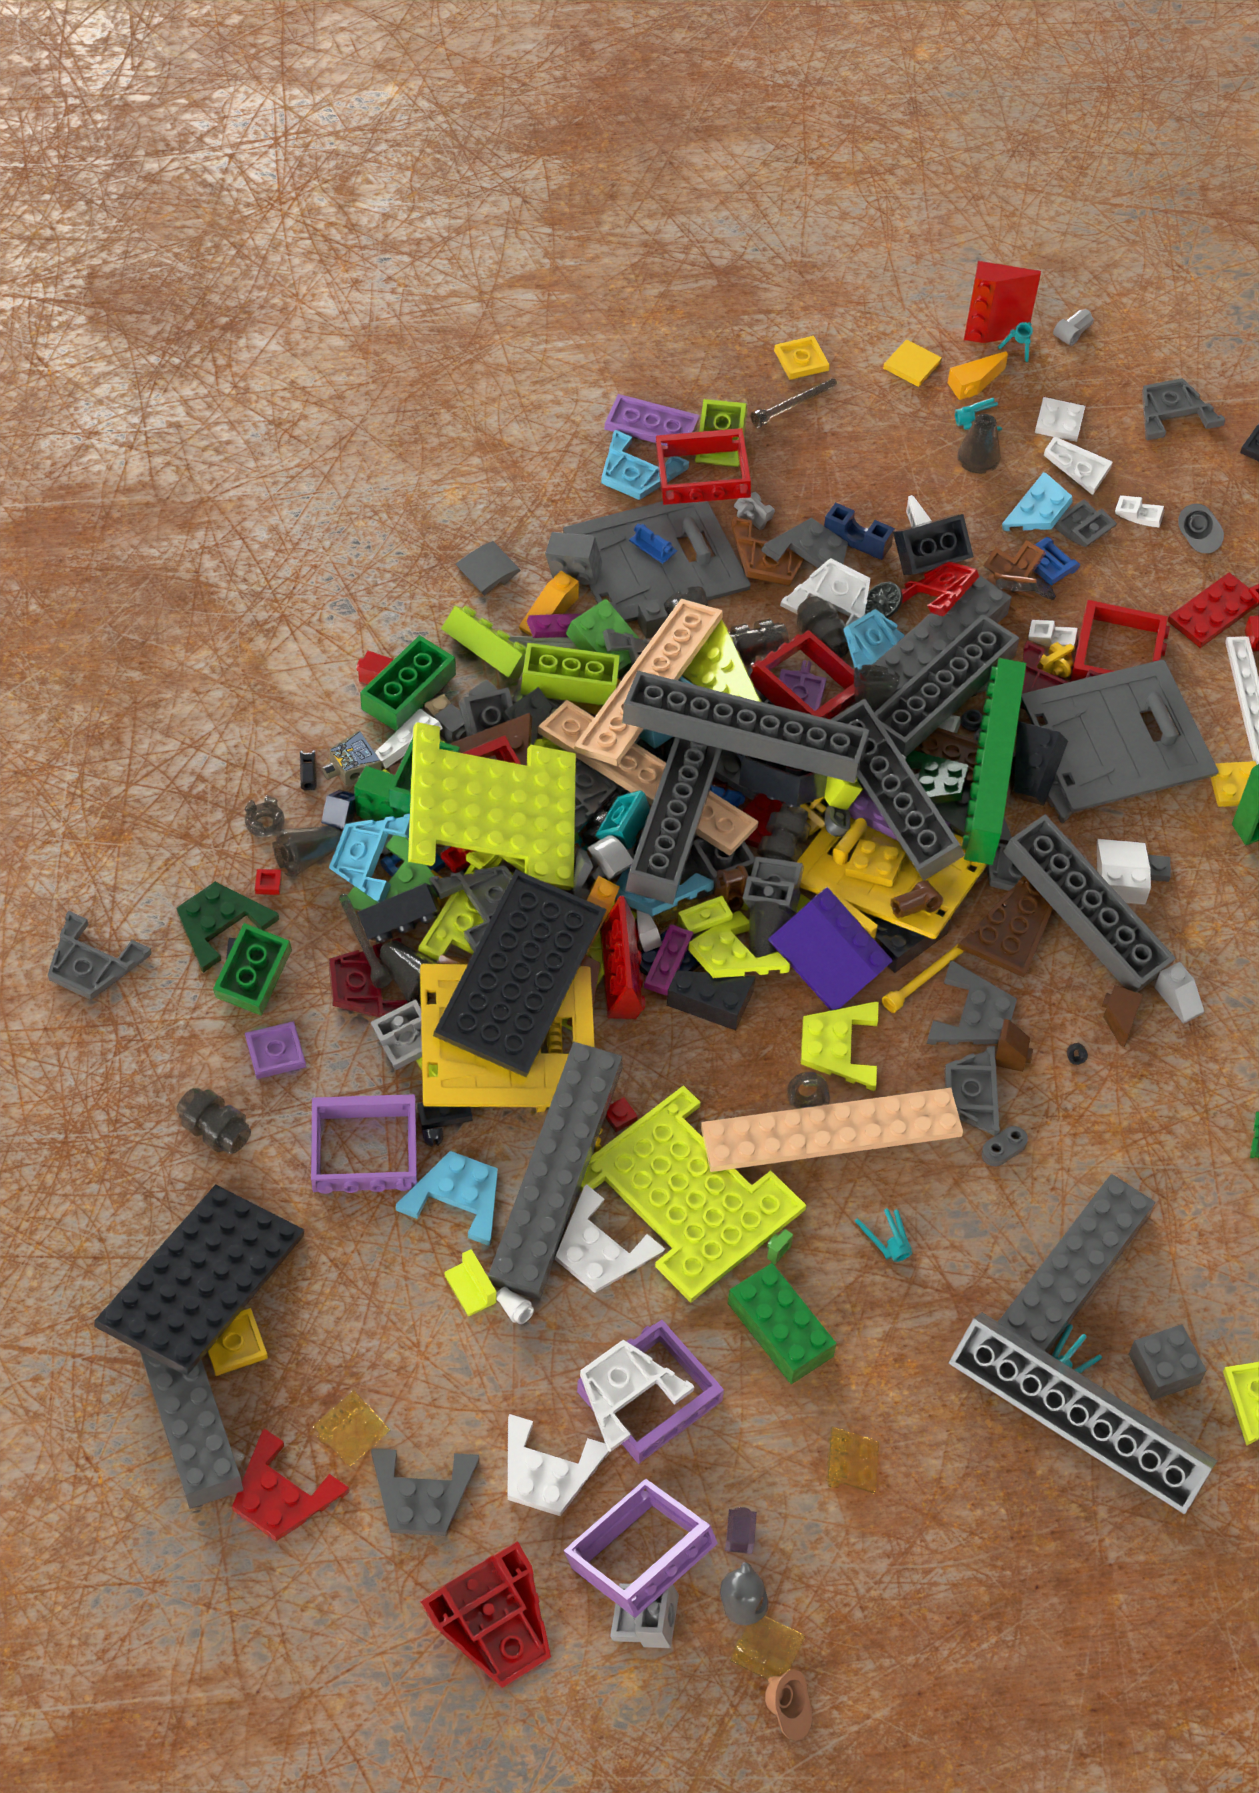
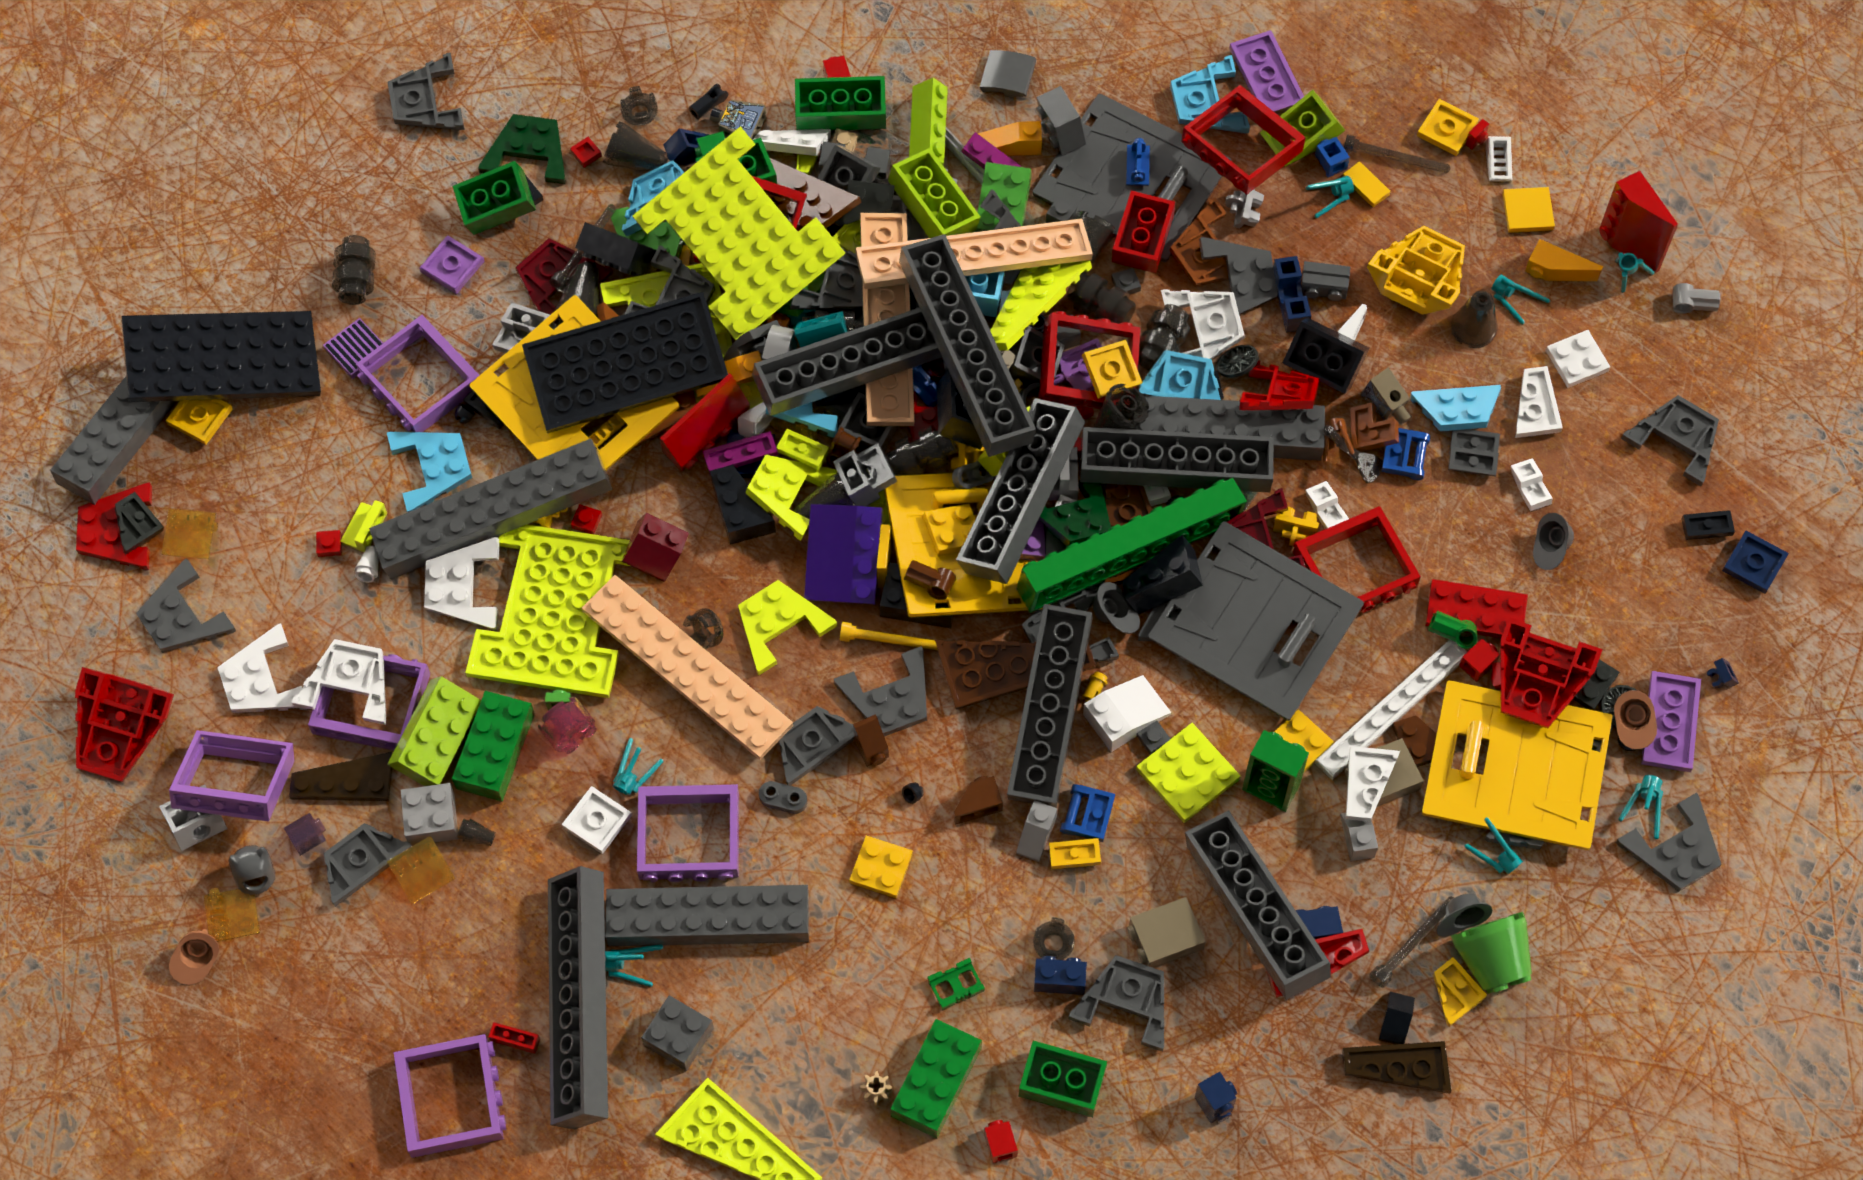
camera: 55 degrees right, 10 degrees up
(285, 1175) = (352, 346): none -> tile
(297, 1465) = (135, 522): none -> pearl dark grey wing
(461, 1324) = (328, 543): none -> red plate
(699, 1076) = (654, 546): none -> dark red slope
(714, 1462) = (350, 781): none -> dark brown wing
(722, 575) = (1143, 231): none -> red brick
(735, 1356) = (434, 732): none -> lime brick
(746, 617) = (1127, 280): none -> dark grey plate
(761, 432) = (1332, 156): none -> blue brick
(790, 448) = (1340, 187): none -> teal plant
(801, 433) = (1367, 185): none -> yellow tile
(802, 1503) = (359, 860): none -> dark grey wing
(806, 1416) = (429, 813): none -> light grey brick
(814, 1251) = (567, 725): none -> clear pink brick
(826, 344) = (1478, 134): none -> red plate
(832, 667) = (1111, 366): none -> yellow plate
(844, 344) = (1504, 142): none -> white slope
(850, 1394) = (474, 832): none -> clear smoke cone
(867, 504) = (1325, 280): none -> dark grey brick
(911, 450) = (1420, 271): none -> yellow wedge
(916, 1293) = (596, 820): none -> white plate
(962, 1269) = (683, 795): none -> medium lavender window
(998, 533) = (1387, 396): none -> dark tan torso
(1024, 814) = (1114, 609): none -> dark grey piece
(1072, 1493) = (514, 1037): none -> red piece
(1073, 1618) = (419, 1148): none -> medium lavender window
(1123, 1120) = (881, 866): none -> yellow plate
(1196, 946) = (1096, 813): none -> blue plate
(1206, 867) = (1188, 772): none -> neon yellow plate
(1219, 982) = (1074, 853): none -> yellow plate
(1226, 628) = (1452, 628): none -> green piece

